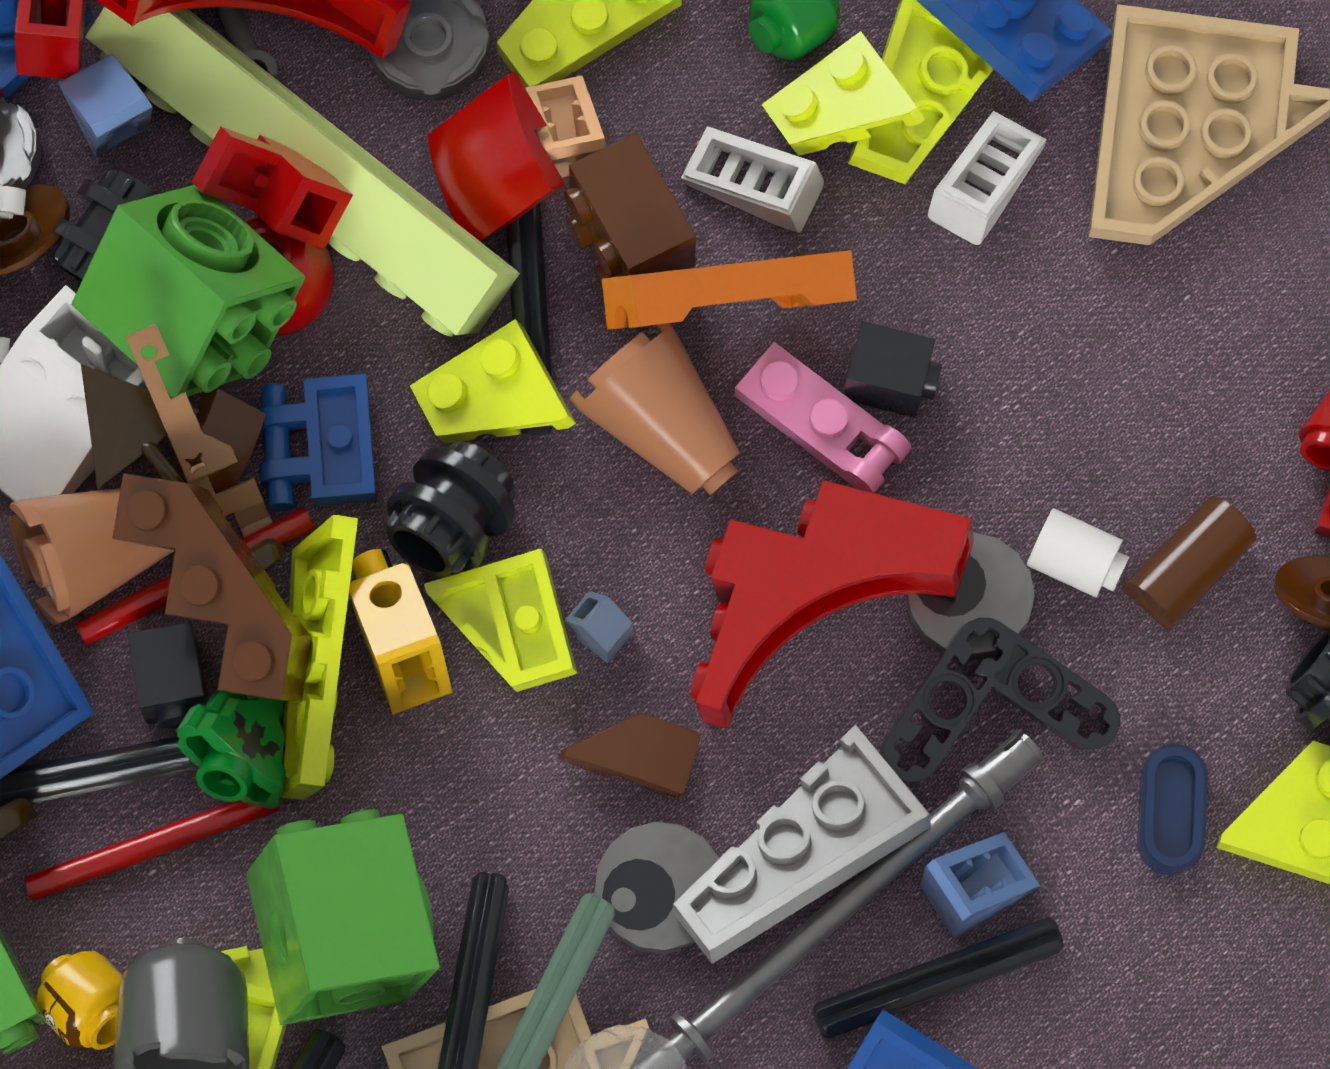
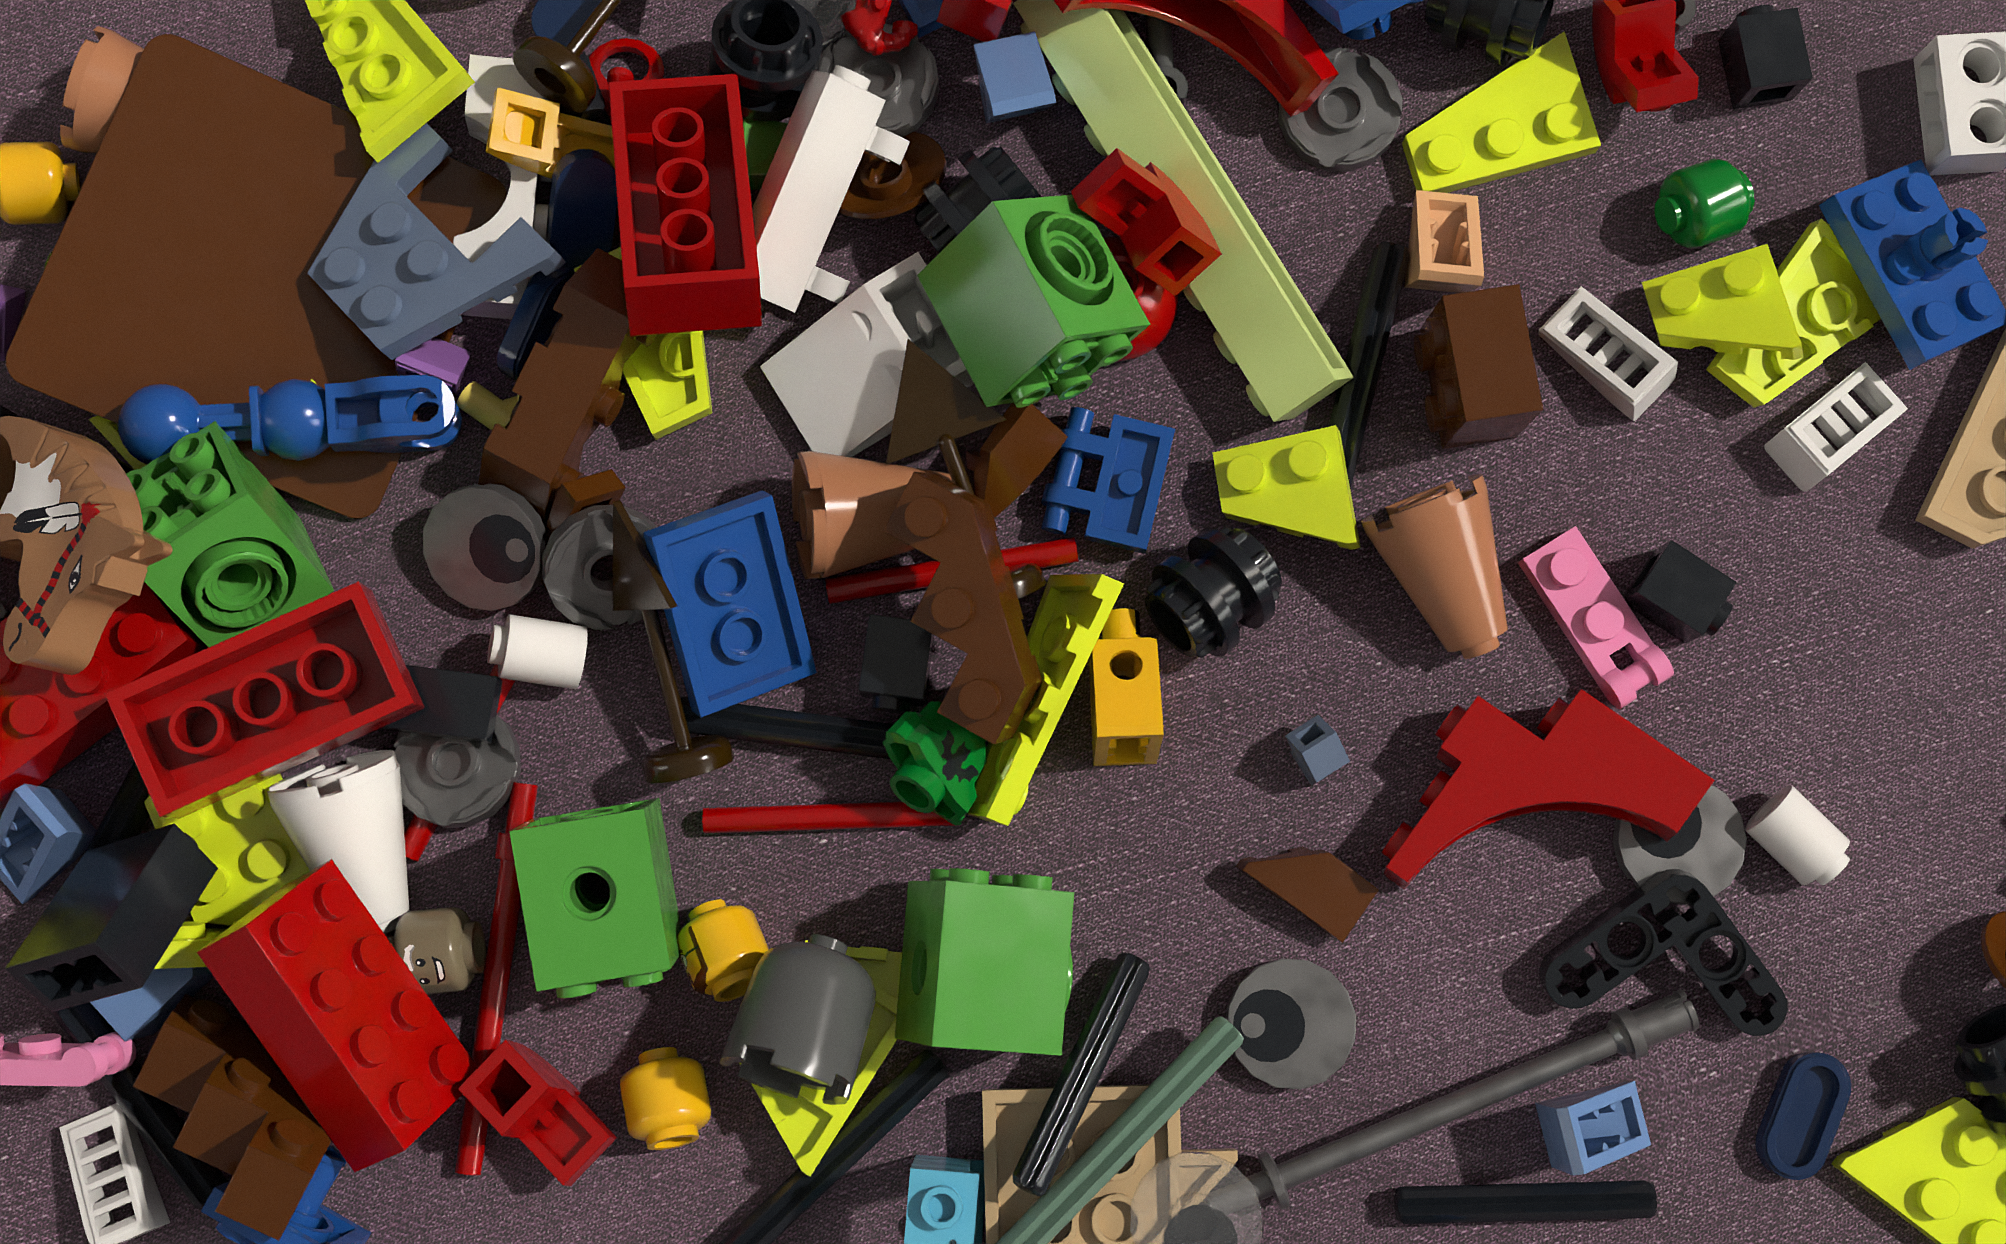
camera: 20 degrees right, 10 degrees up
(189, 440) = (987, 452): medium nougat piece -> none
(493, 160) = (1367, 257): red slope -> none
(510, 617) = (1235, 715): neon yellow wing -> none
(672, 294) = (1499, 459): orange piece -> none
(818, 838) = (1461, 1032): light grey wing -> none
(1191, 561) = (1905, 878): reddish brown brick -> none

